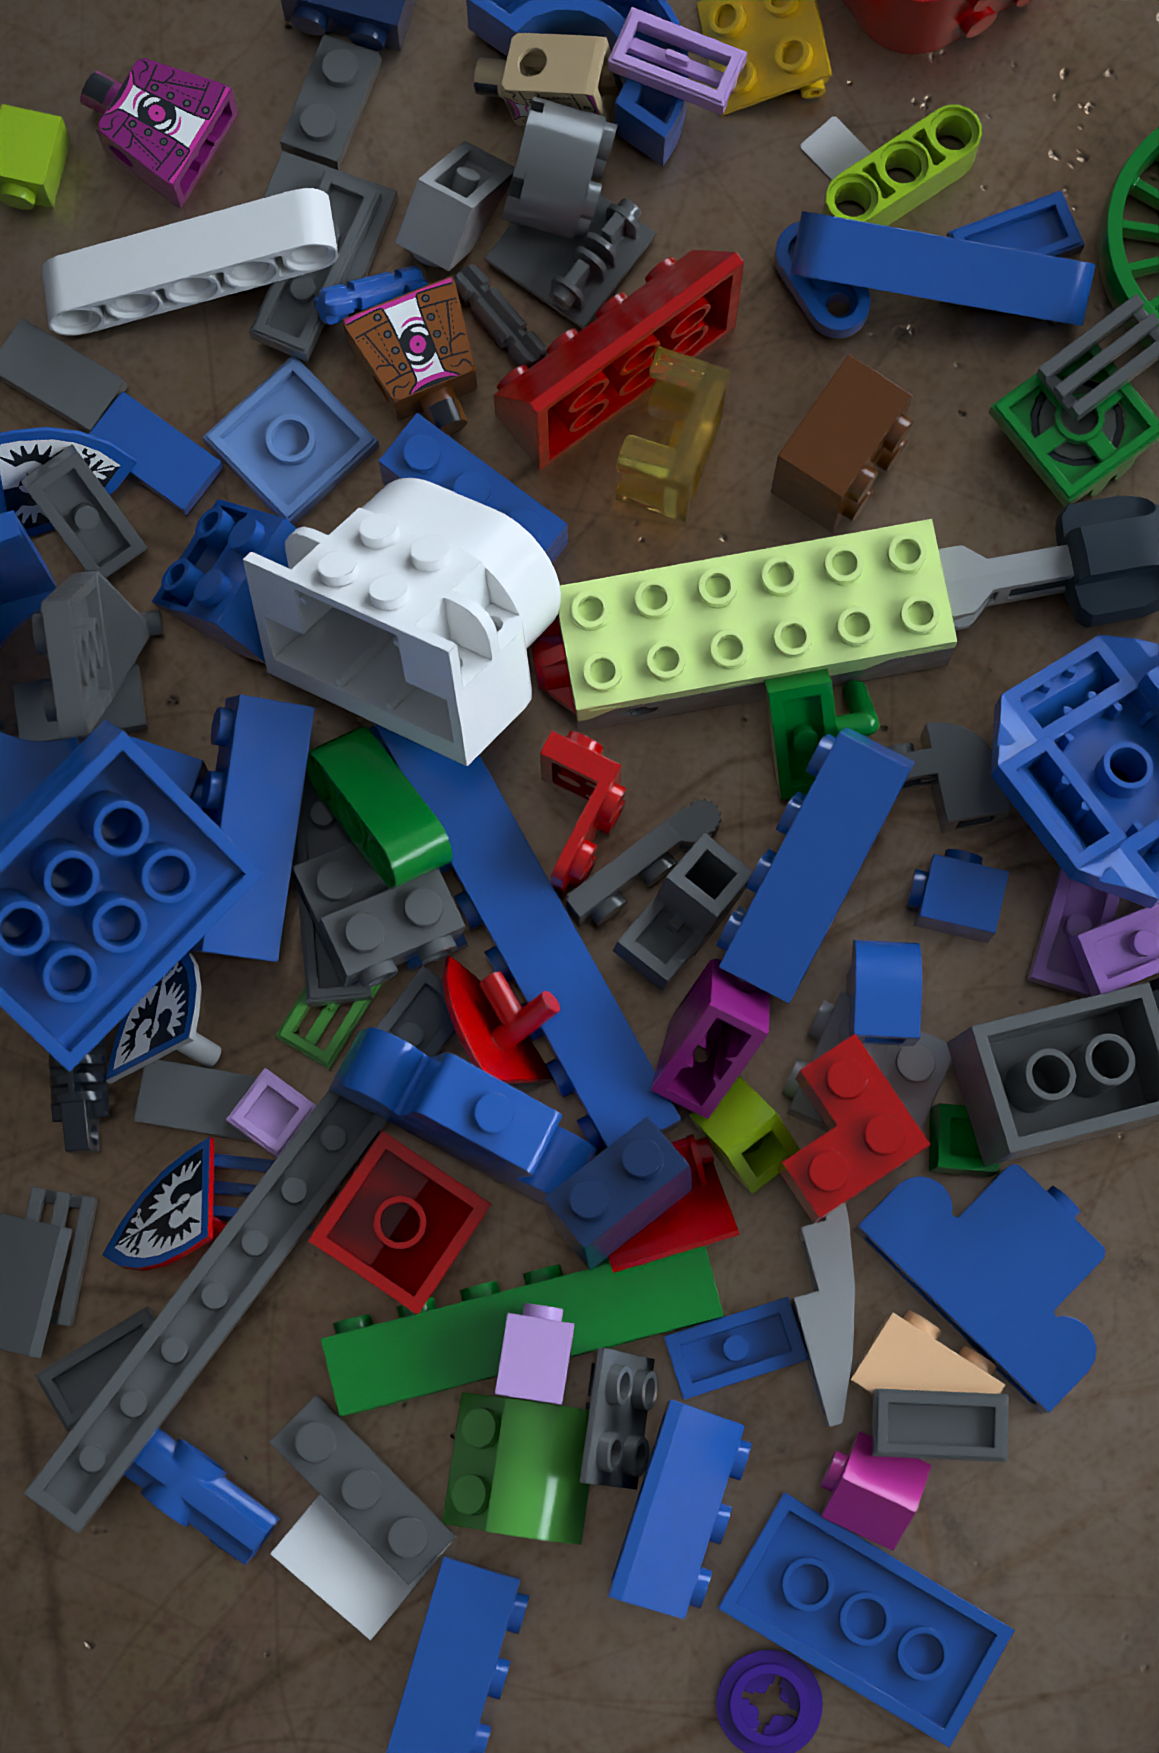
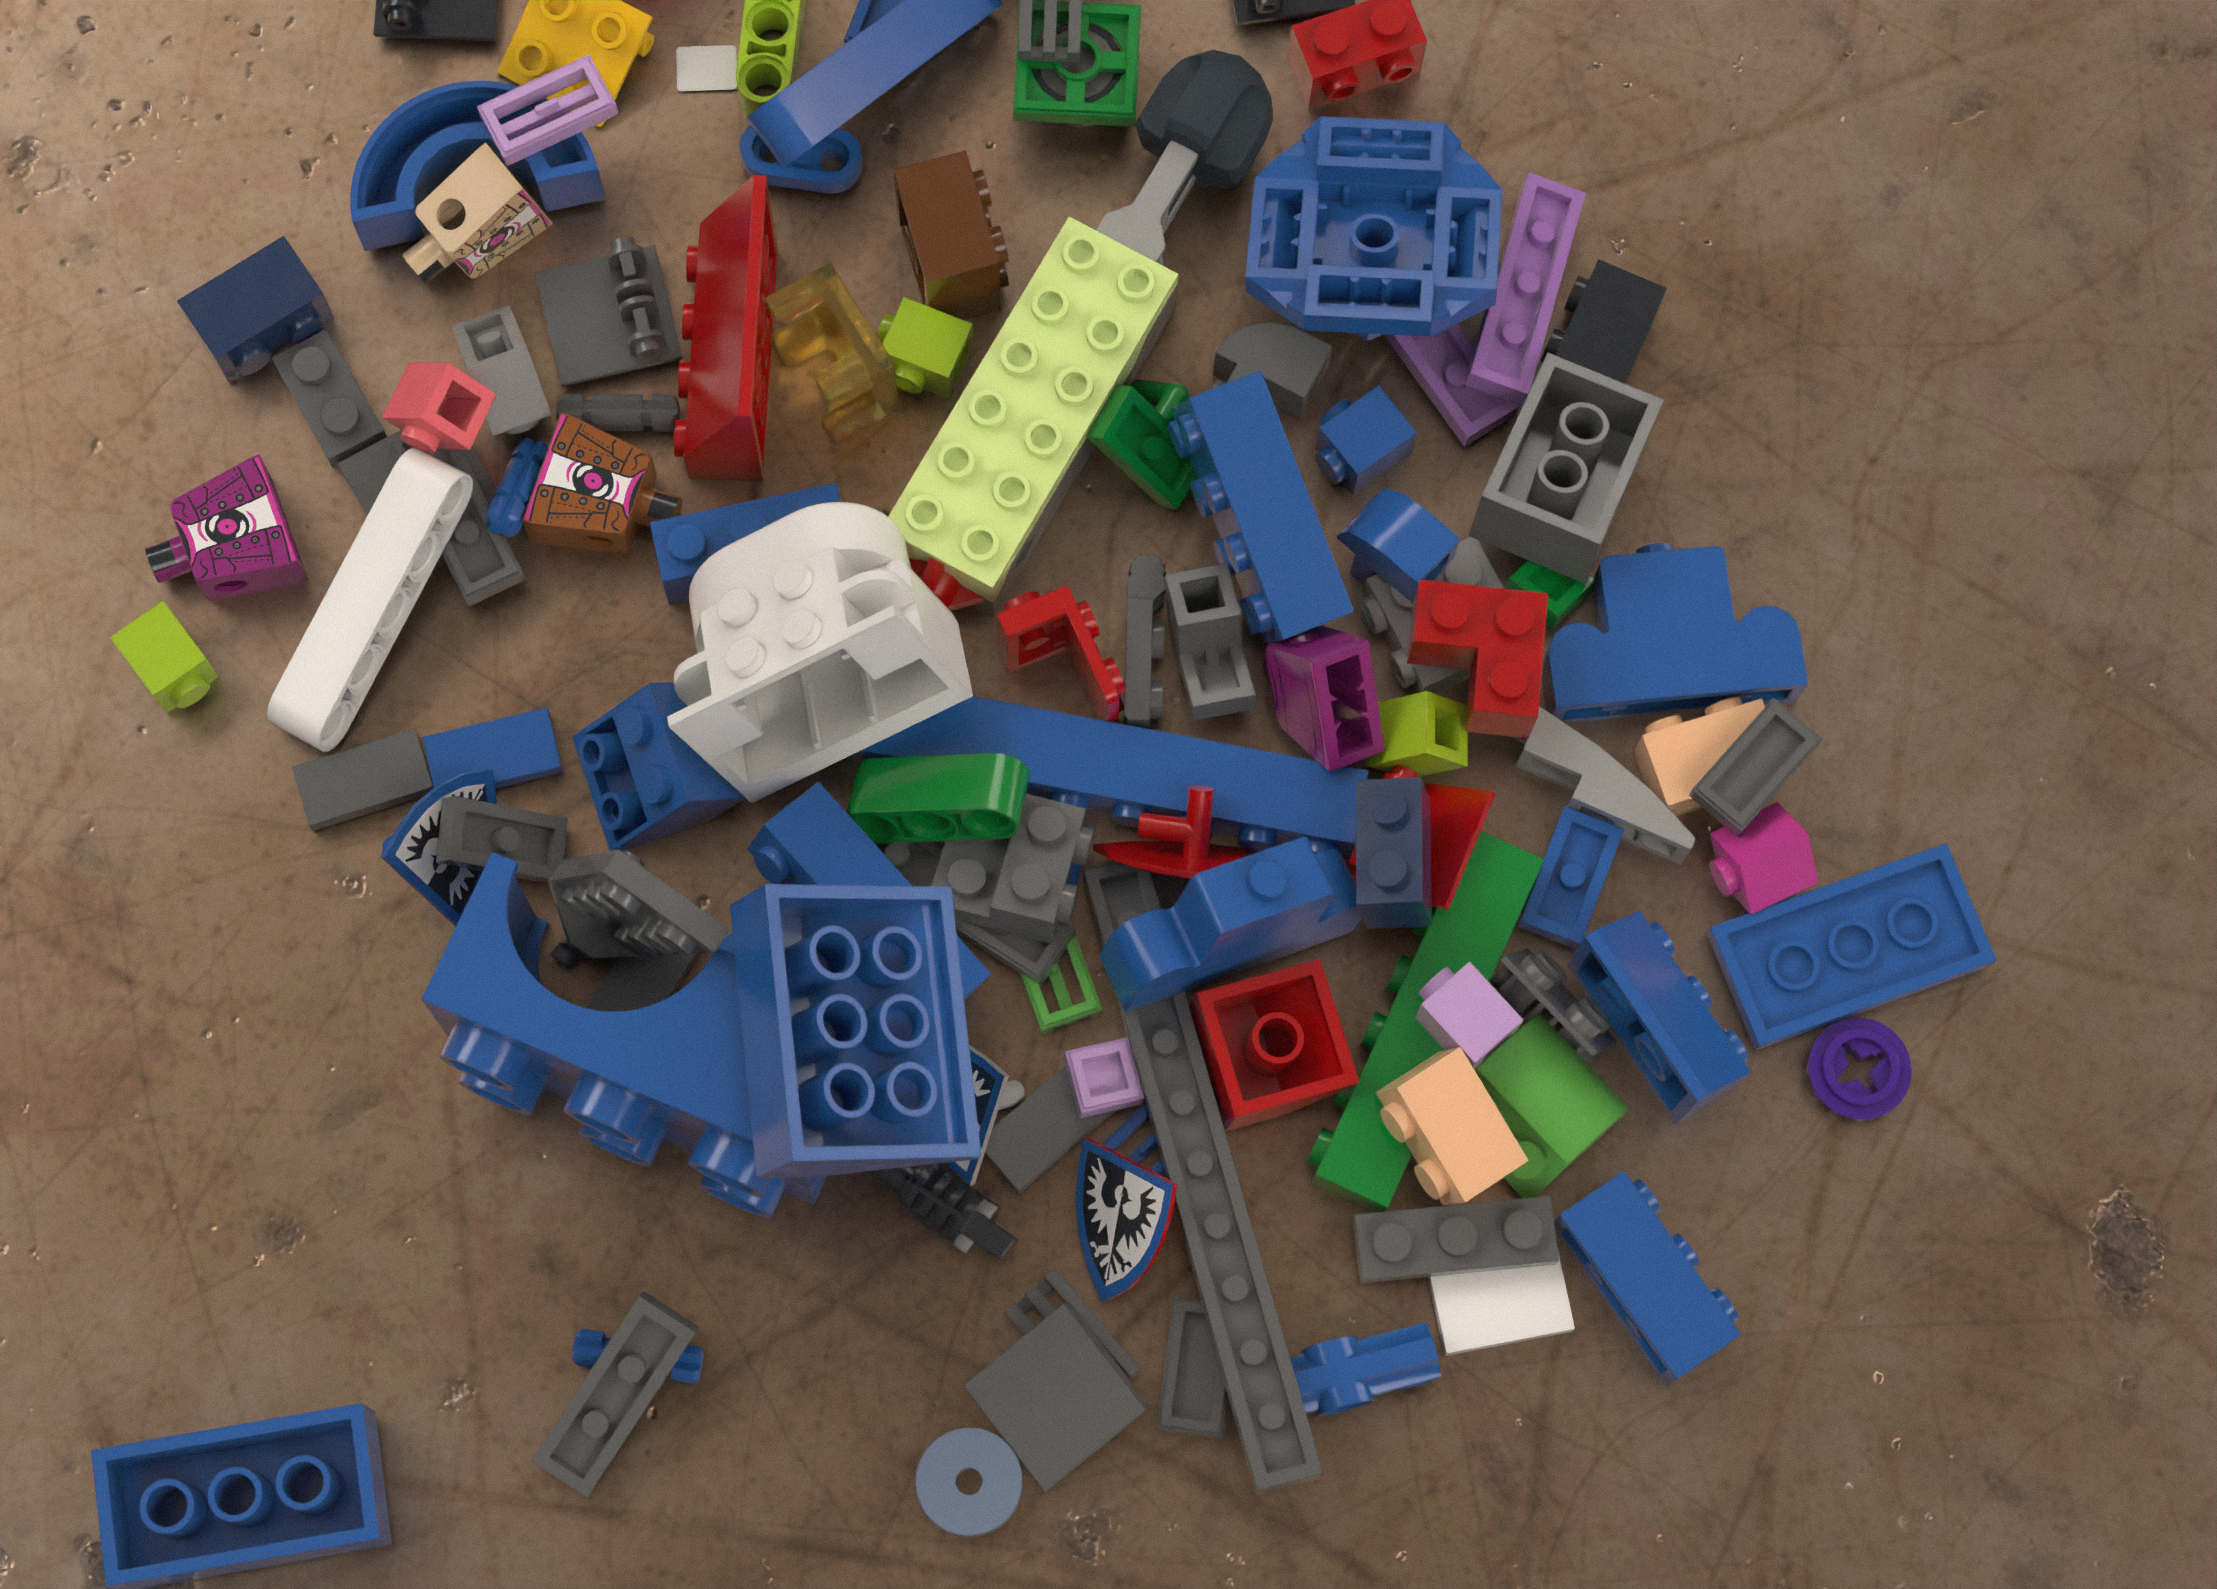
camera: 55 degrees left, 5 degrees down
(291, 441) = (575, 644): medium blue tile -> none
(368, 183) = (438, 407): none -> coral brick
(435, 1415) = (1450, 1127): none -> light nougat brick
(555, 168) = (549, 266): dark grey brick -> none
(742, 500) = (926, 347): none -> lime brick

